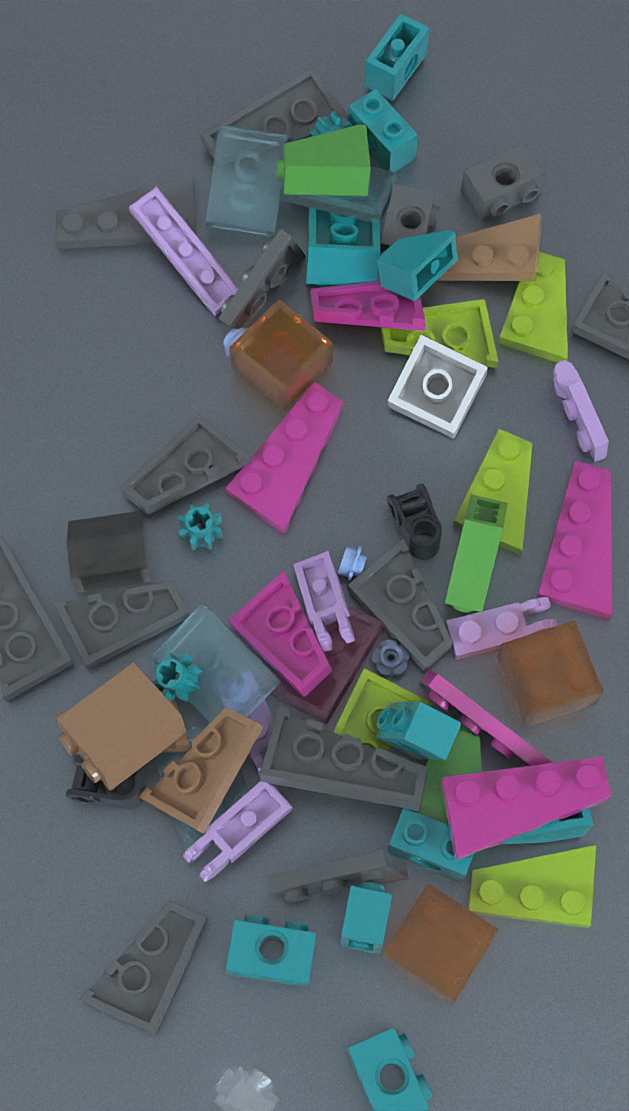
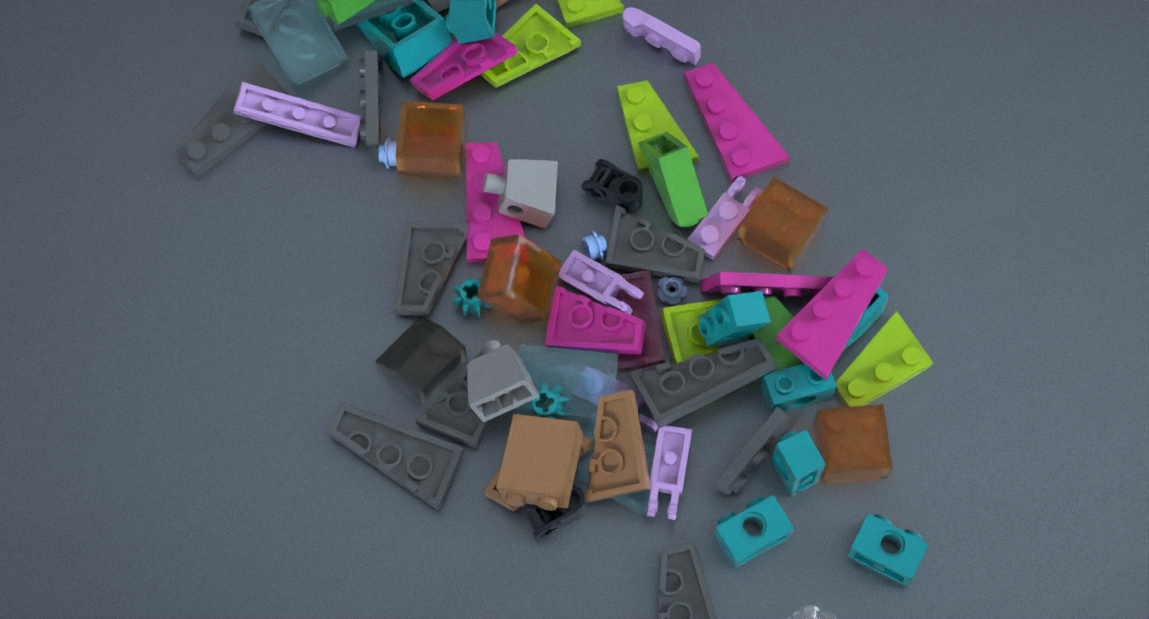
camera: 40 degrees left, 0 degrees up
(145, 621) = (498, 381): none -> light grey torso
(249, 540) = (519, 279): none -> clear orange piece
(328, 461) = (525, 190): none -> light grey torso
(437, 386) = (557, 86): white brick -> none

